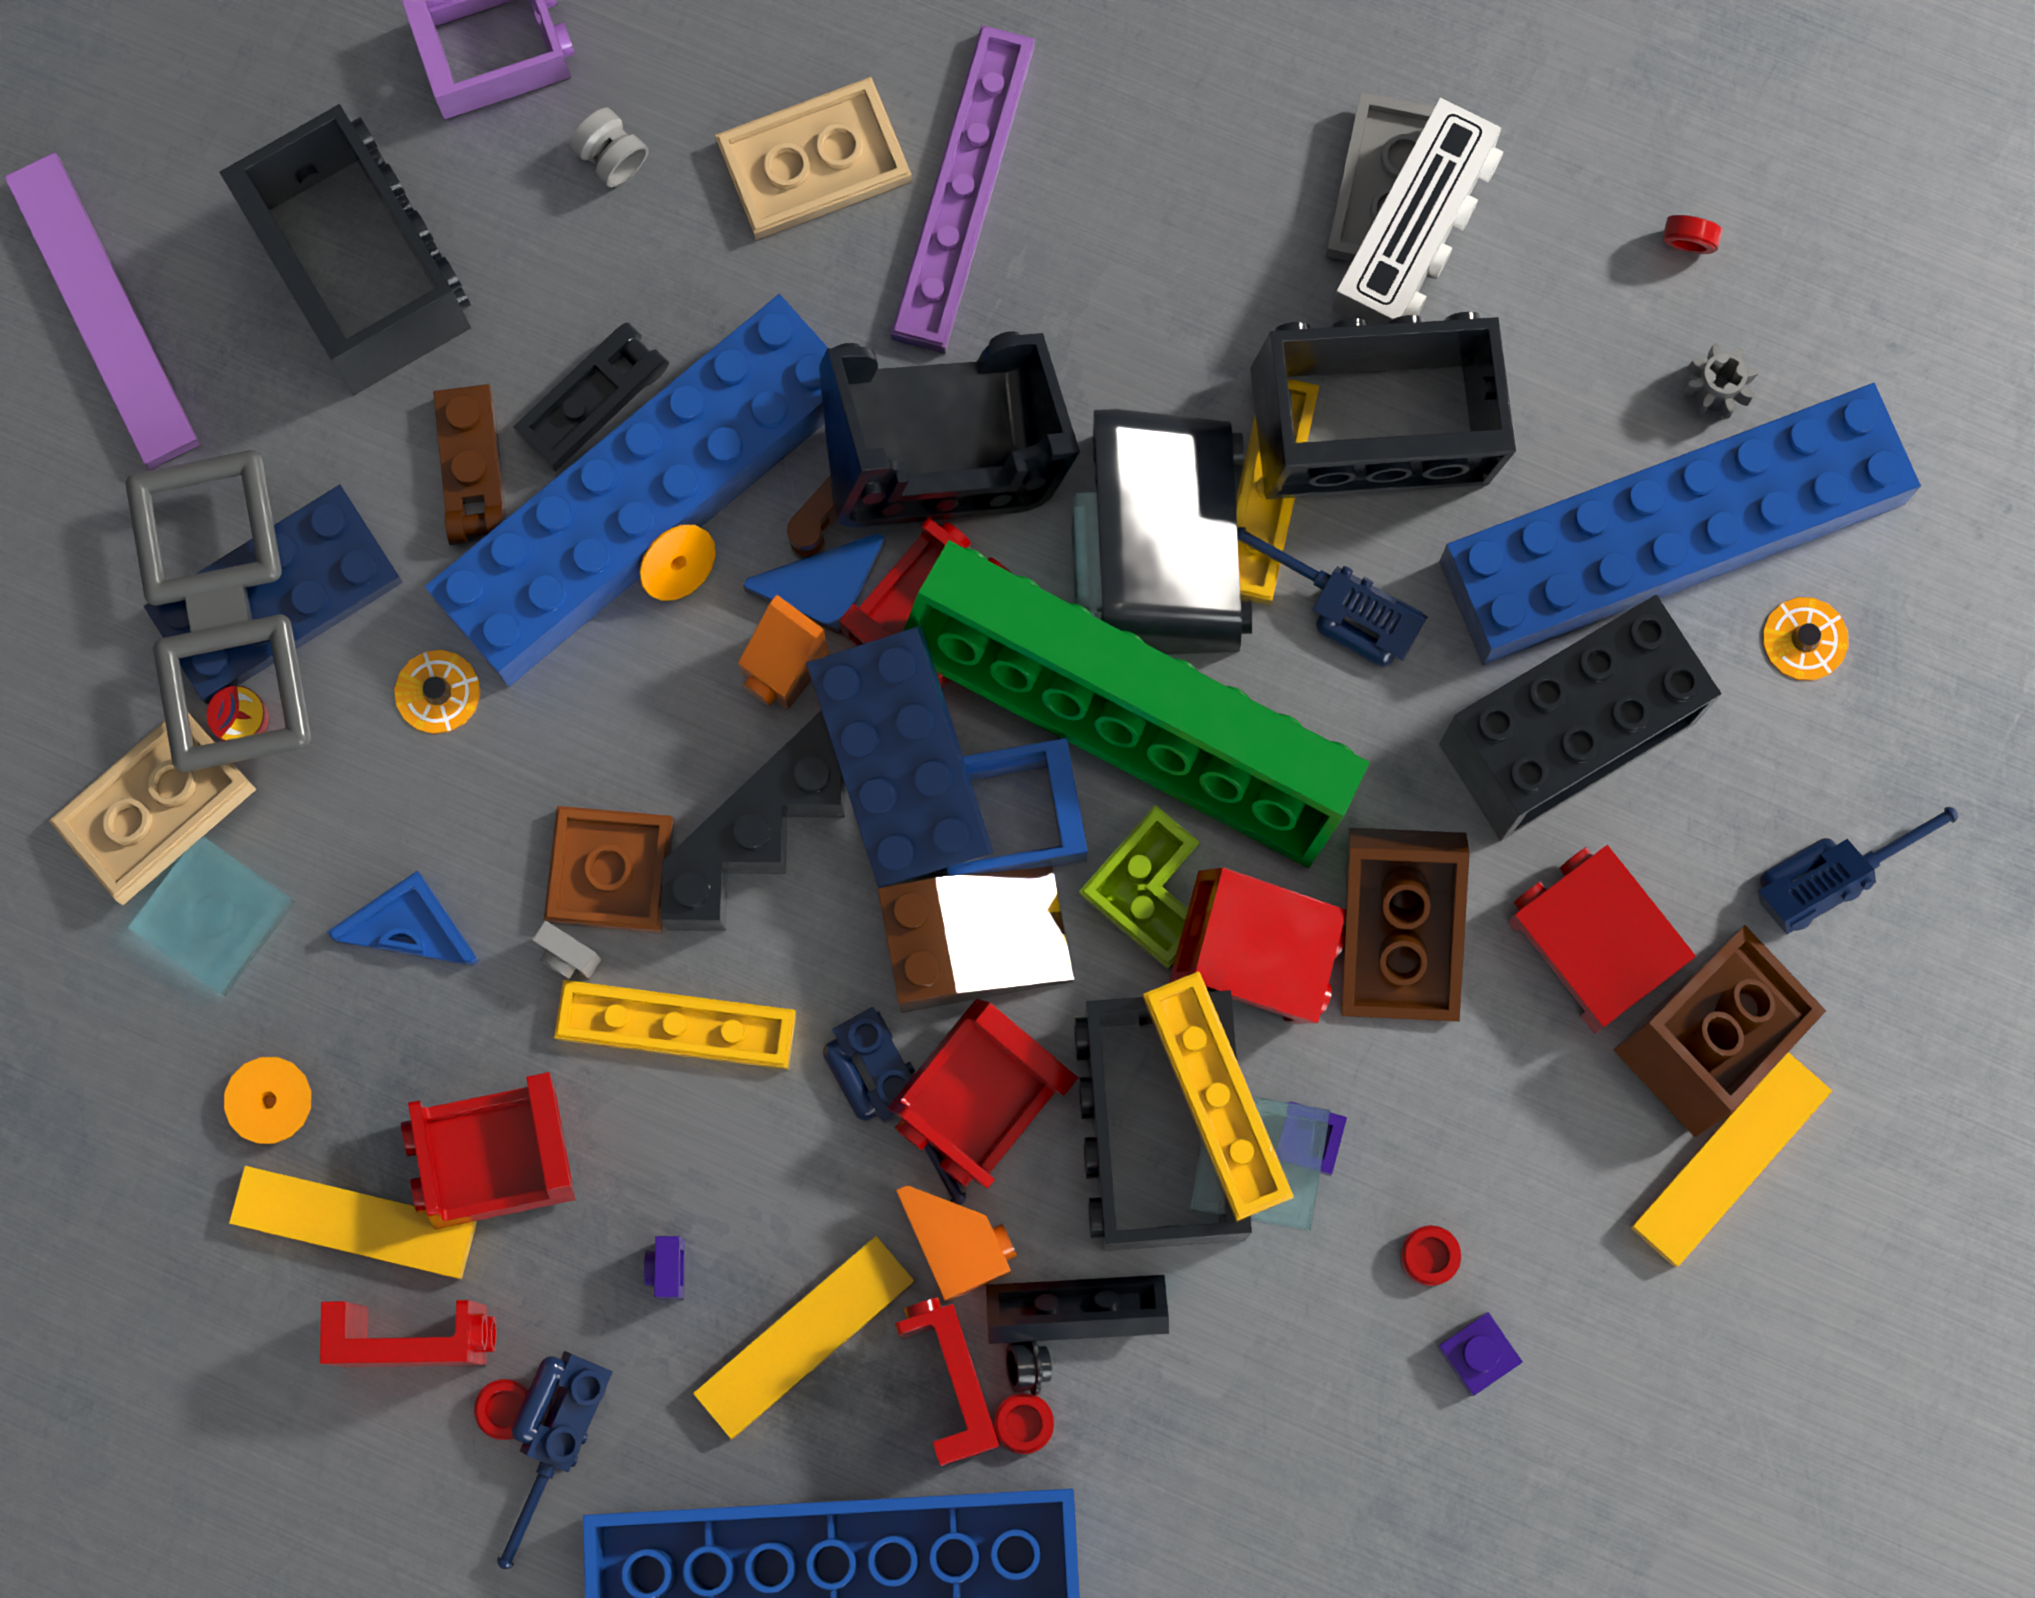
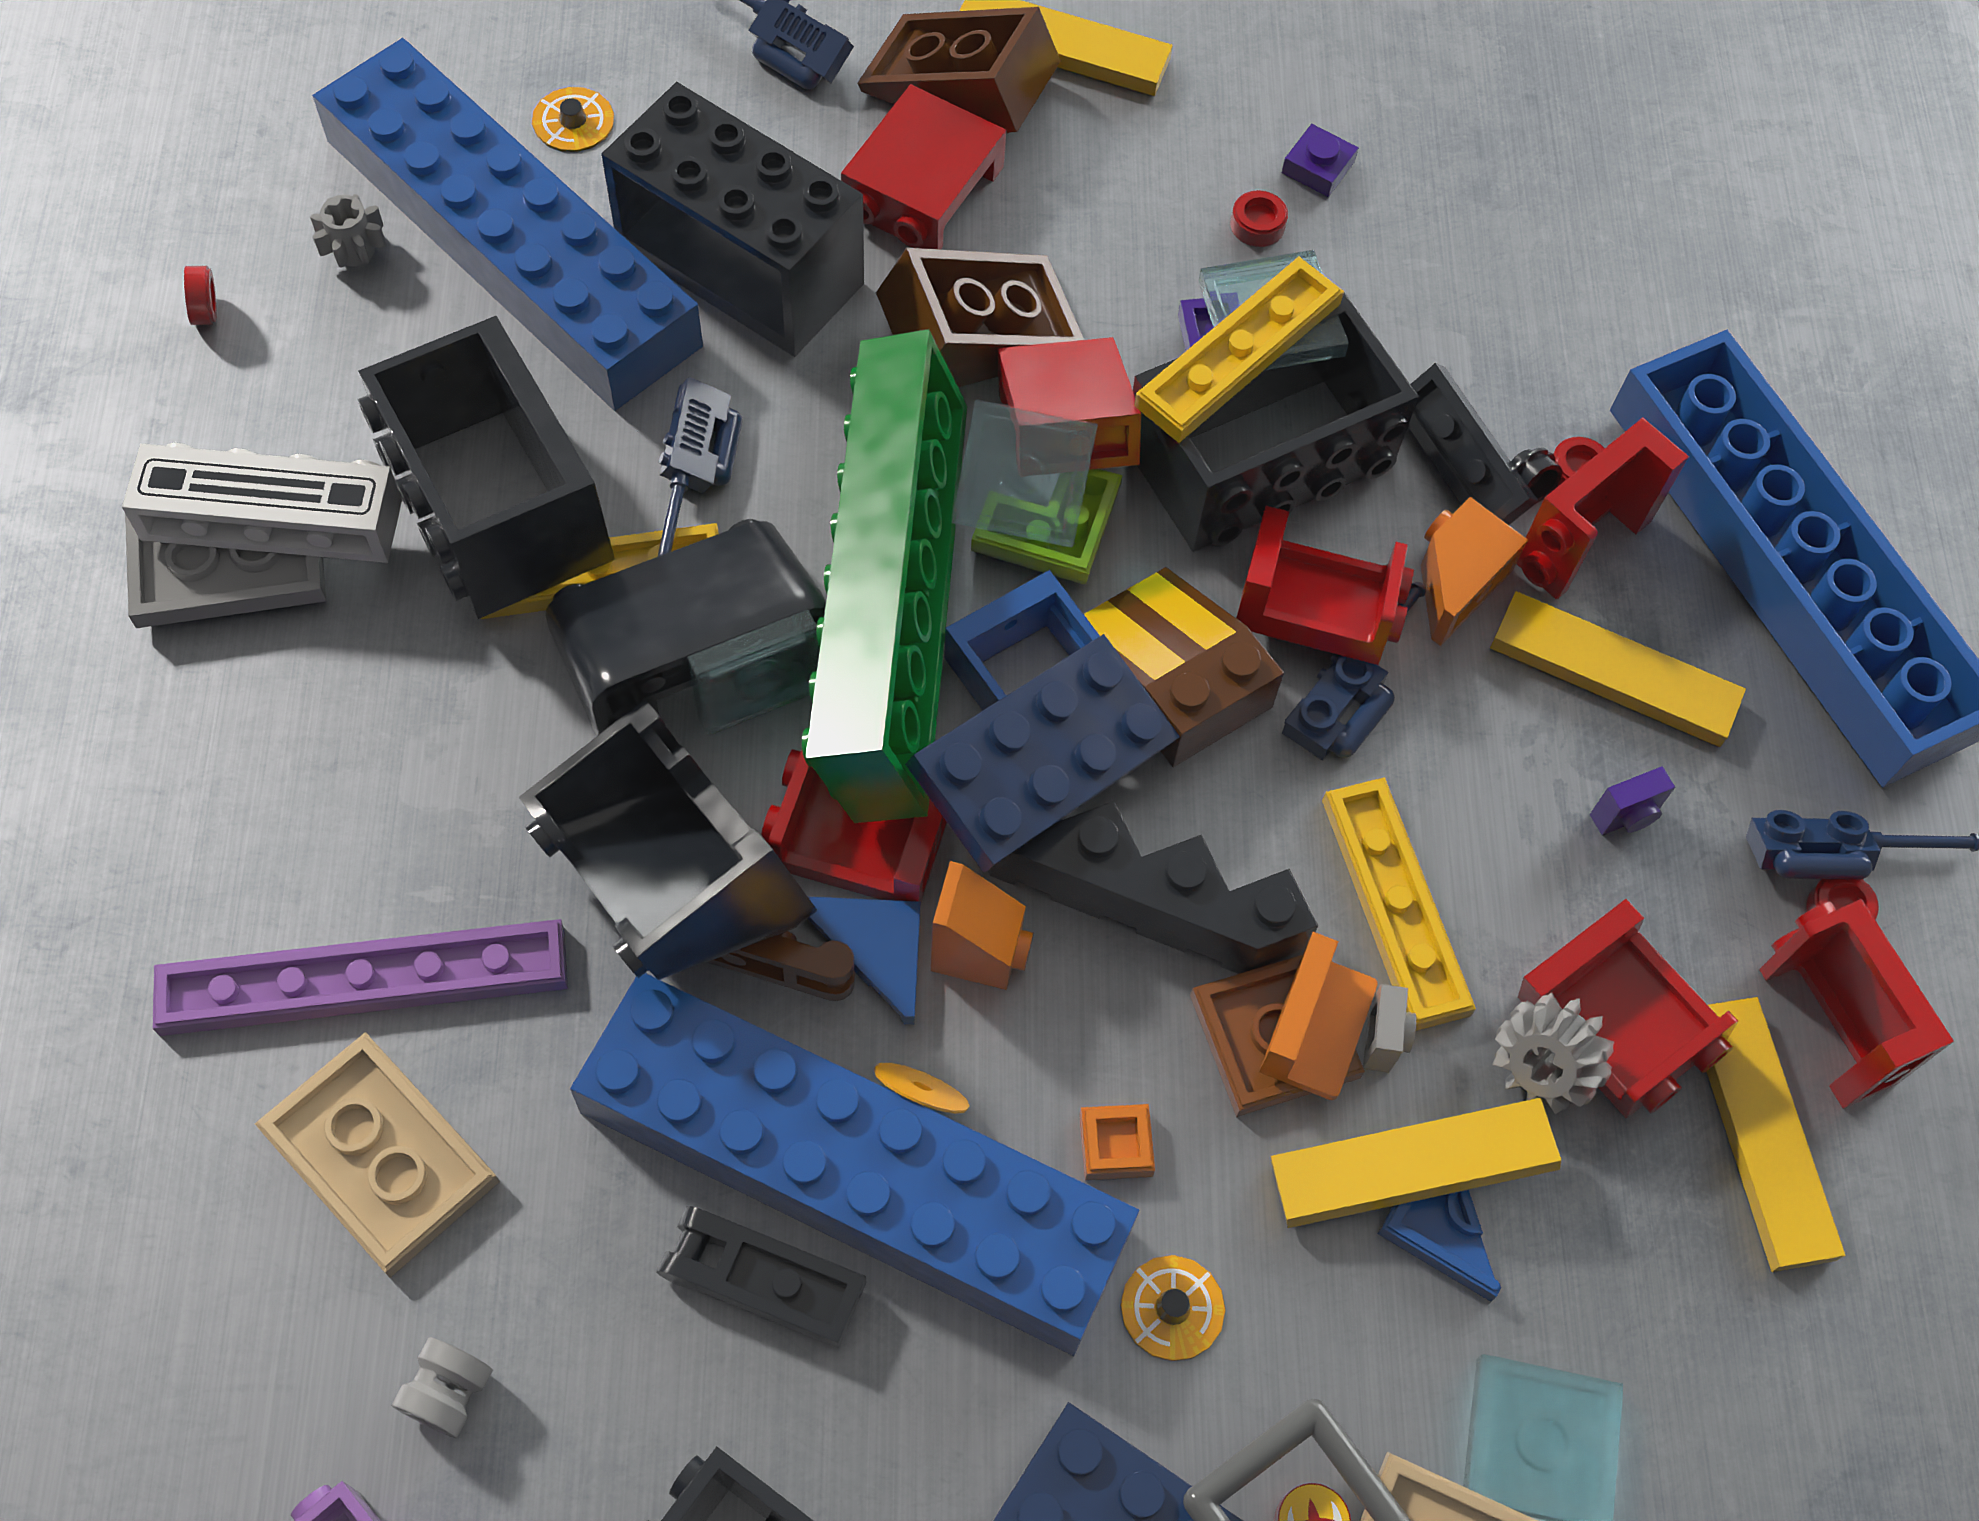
camera: 120 degrees left, 15 degrees down
(267, 1100) = (1701, 1277): light orange piece -> none
(449, 915) = (1415, 1162): none -> yellow tile
(469, 460) = (896, 1386): reddish brown plate -> none
(479, 1065) = (1579, 1057): none -> light grey gear
(578, 703) = (1117, 1142): none -> orange tile
(592, 895) = (1319, 1022): none -> orange panel
(1179, 857) = (1024, 473): none -> clear light blue tile

